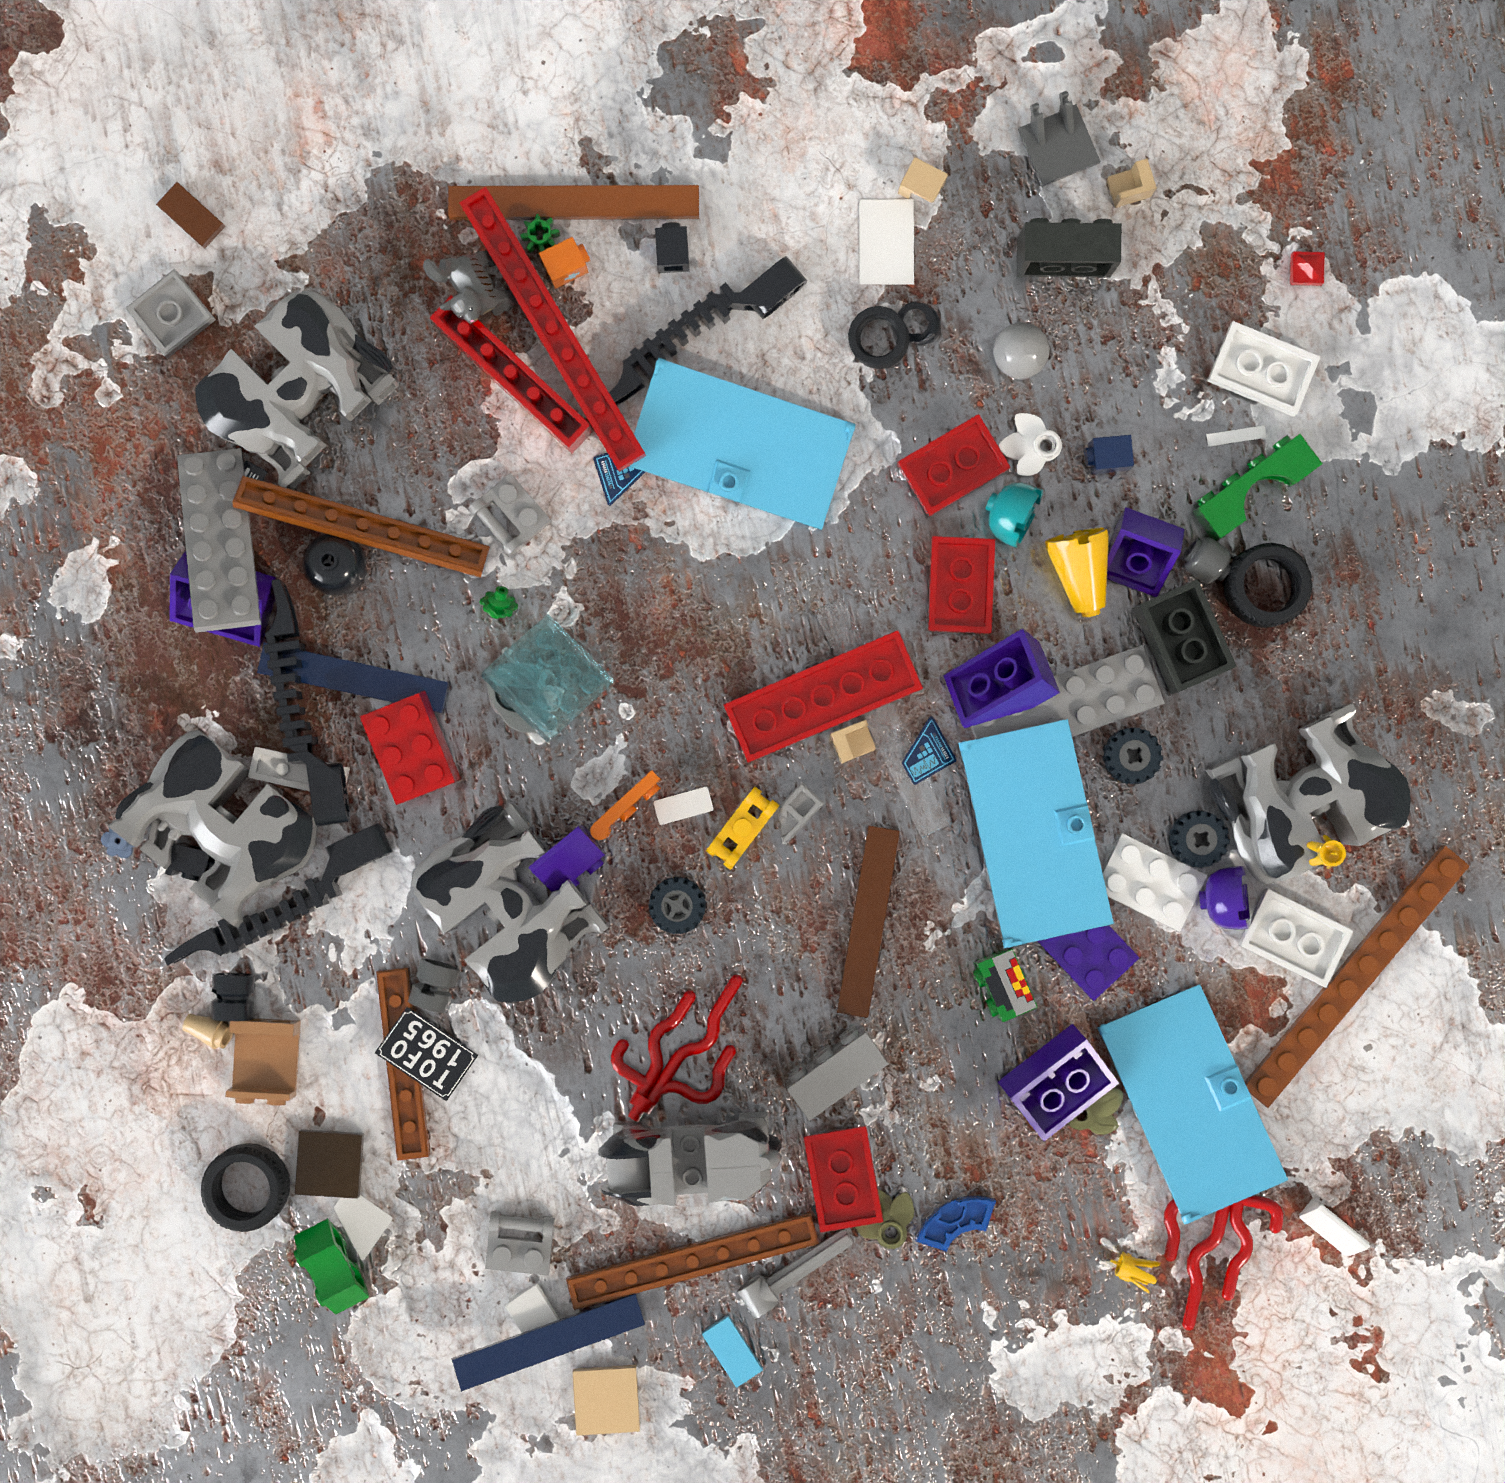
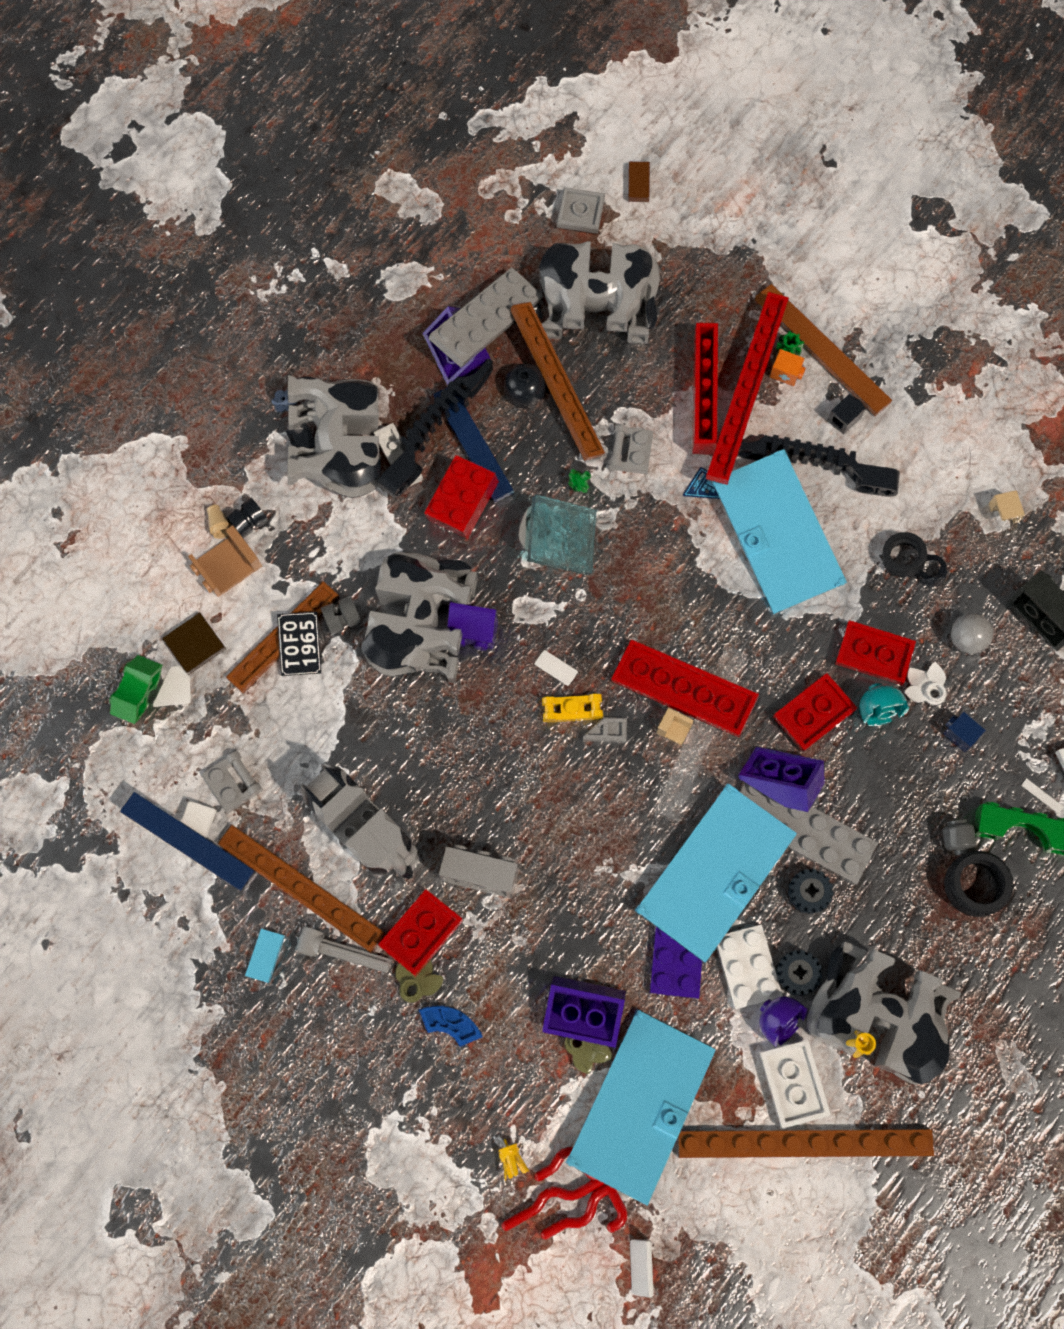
camera: 55 degrees right, 15 degrees down
(215, 1201) = (130, 593): black tyre -> none
(344, 857) = (373, 514): black piece -> none
(472, 284) = (732, 329): dark grey animal -> none
(606, 1400) = (177, 907): tan tile -> none
(625, 806) = (528, 634): orange plate -> none
(655, 1085) = (385, 781): red plant -> none
(671, 914) = (495, 700): black wheel -> none
(868, 921) = (581, 822): reddish brown tile -> none
(886, 241) = (957, 519): white sticker -> none
(928, 753) = (705, 774): dark blue sticker -> none
(1004, 984) = (614, 930): brick -> none
(1082, 567) = (887, 768): yellow cone -> none
(1143, 551) = (927, 795): dark purple slope -> none
(1184, 637) = (904, 860): pearl dark grey brick -> none

